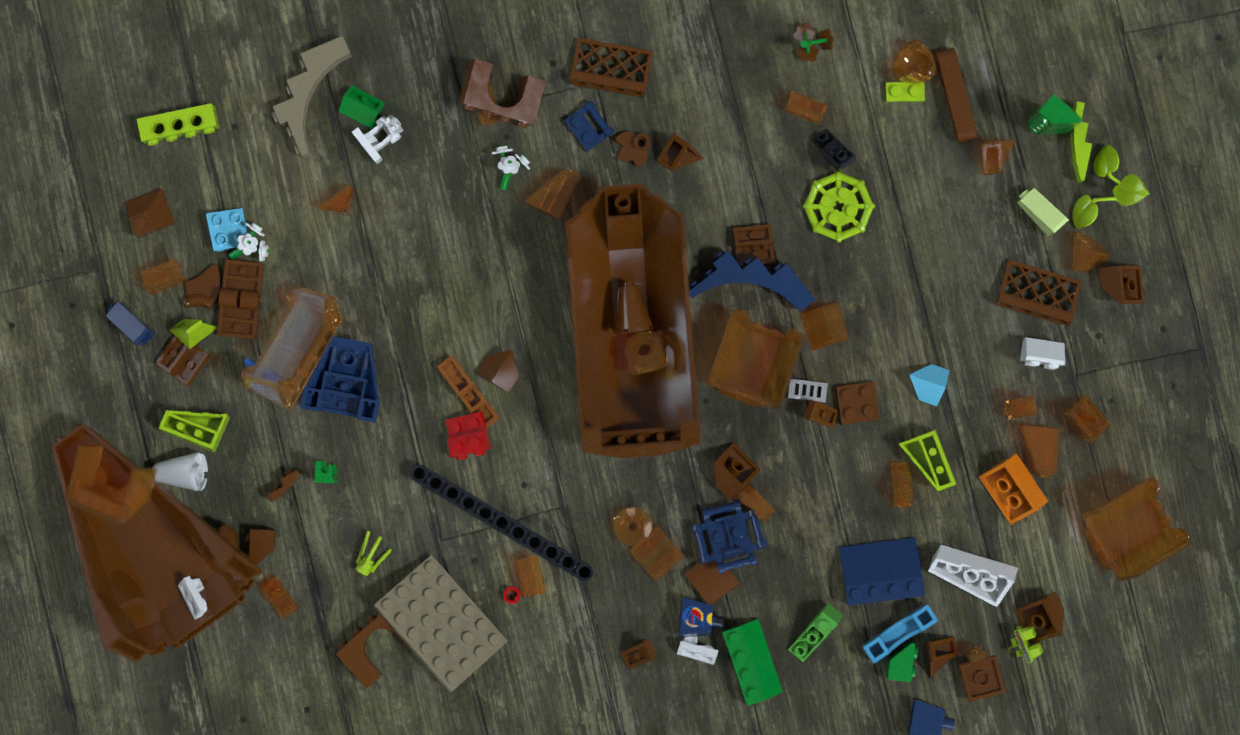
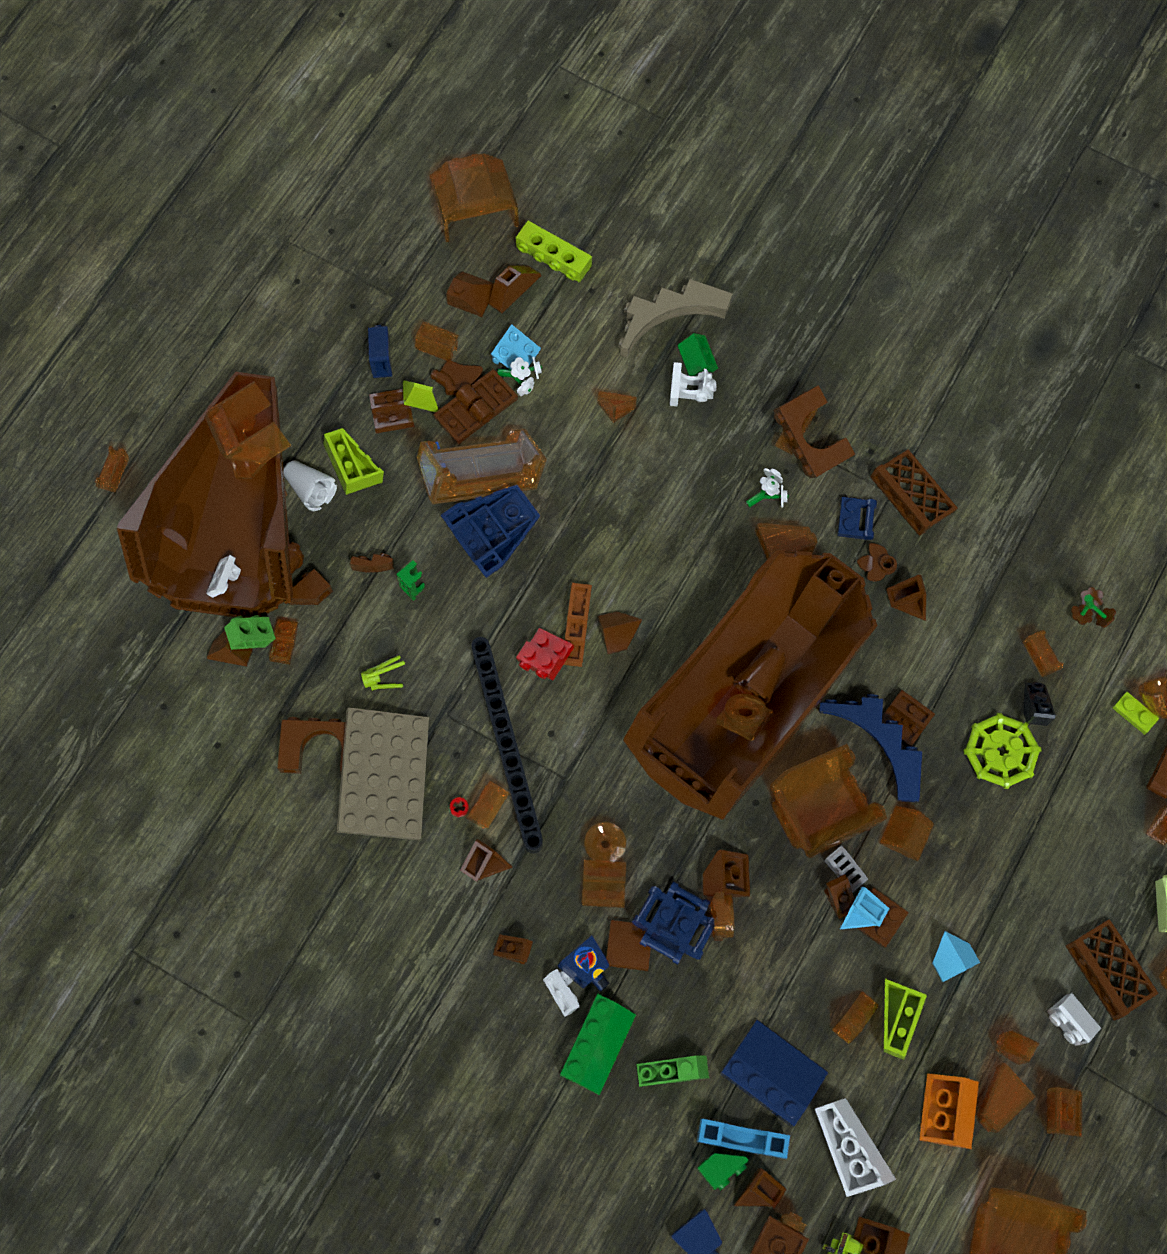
camera: 40 degrees right, 15 degrees down
(31, 593) = (112, 469): none -> clear orange hinge
(73, 135) = (472, 189): none -> clear orange windscreen
(174, 180) = (511, 286): none -> reddish brown slope
(247, 635) = (222, 652): none -> reddish brown slope
(253, 617) = (249, 632): none -> bright green brick
(564, 617) = (483, 862): none -> reddish brown slope
(846, 410) = (865, 911): none -> medium azure slope

